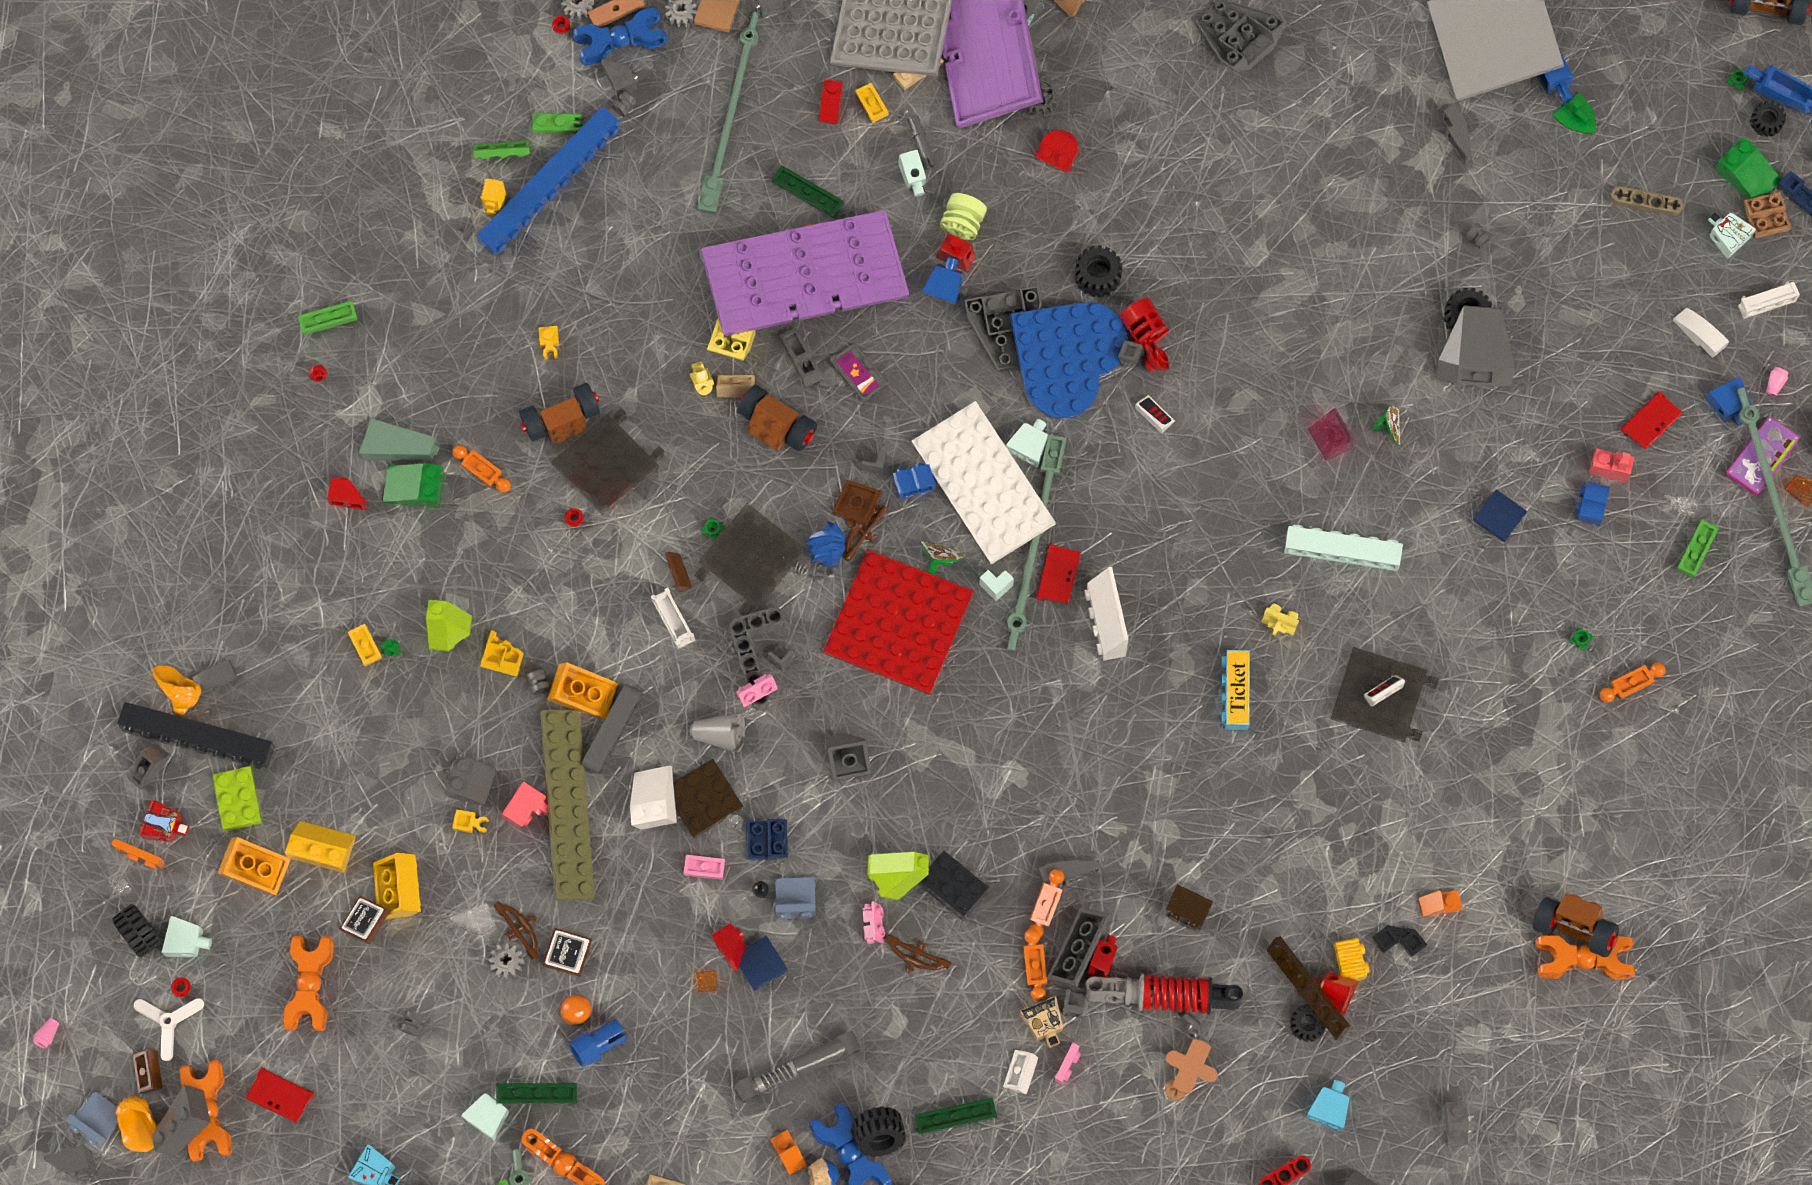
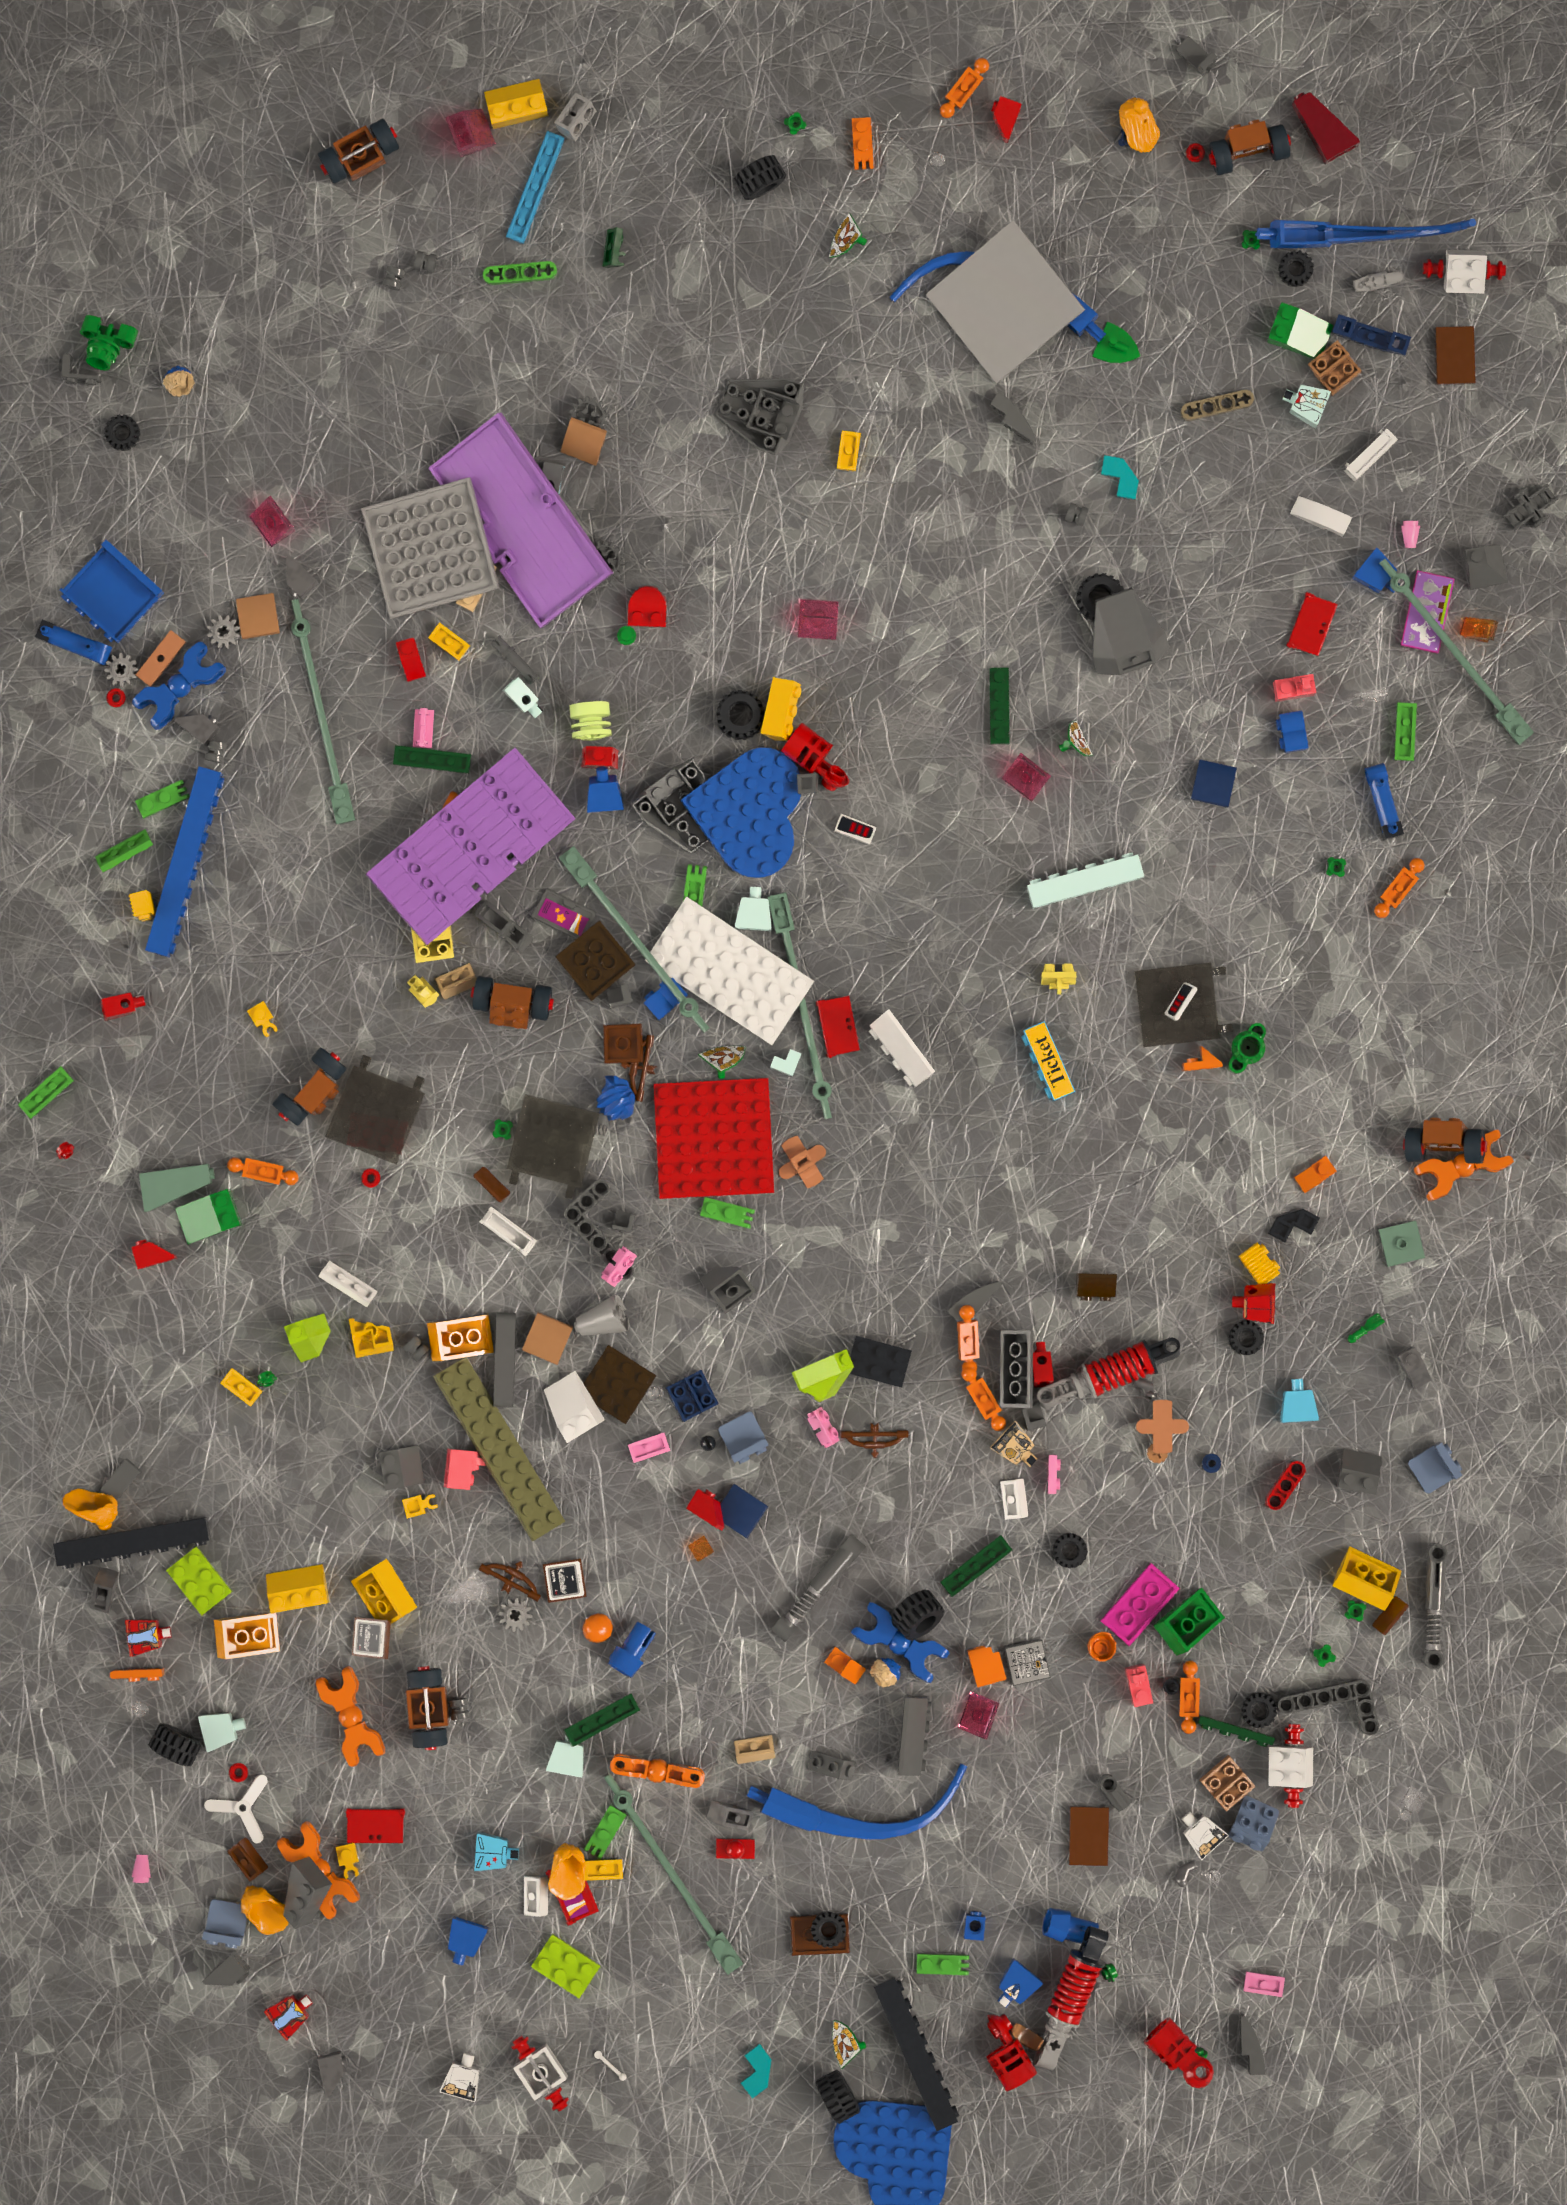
camera: 25 degrees left, 15 degrees up
(239, 1112) = (347, 1856): none -> yellow plate
(382, 1005) = (427, 1707): none -> brick
(430, 272) = (112, 1008): none -> red torso
(506, 598) = (348, 1283): none -> white plate
(660, 727) = (547, 1338): none -> medium nougat slope
(813, 162) = (423, 728): none -> bright pink hinge
(867, 420) = (595, 960): none -> dark brown plate
(878, 691) = (726, 1212): none -> bright green hinge
(894, 347) = (585, 876): none -> sand green bar
(968, 679) = (802, 1162): none -> nougat piece
(989, 395) = (695, 884): none -> bright green hinge
(1029, 164) = (626, 635): none -> green plate
(1050, 1130) = (1081, 1550): none -> black tyre
(1136, 278) = (781, 709): none -> yellow slope
(1205, 225) = (818, 619): none -> clear pink slope
(1222, 1130) = (1207, 1458): none -> dark blue plate
(1299, 98) = (848, 451): none -> yellow plate
(1308, 988) = (1233, 1309): dark brown plate -> none
(1334, 366) = (999, 706): none -> dark green plate
(1383, 757) = (1207, 1061): none -> orange slope
(1426, 757) = (1255, 1046): none -> green beam
(1432, 1065) = (1371, 1324): none -> green piece
(1494, 1004) = (1401, 1243): none -> sand green plate
(1534, 216) = (1118, 468): none -> teal tile
(1651, 600) = (1384, 803): none -> blue piece

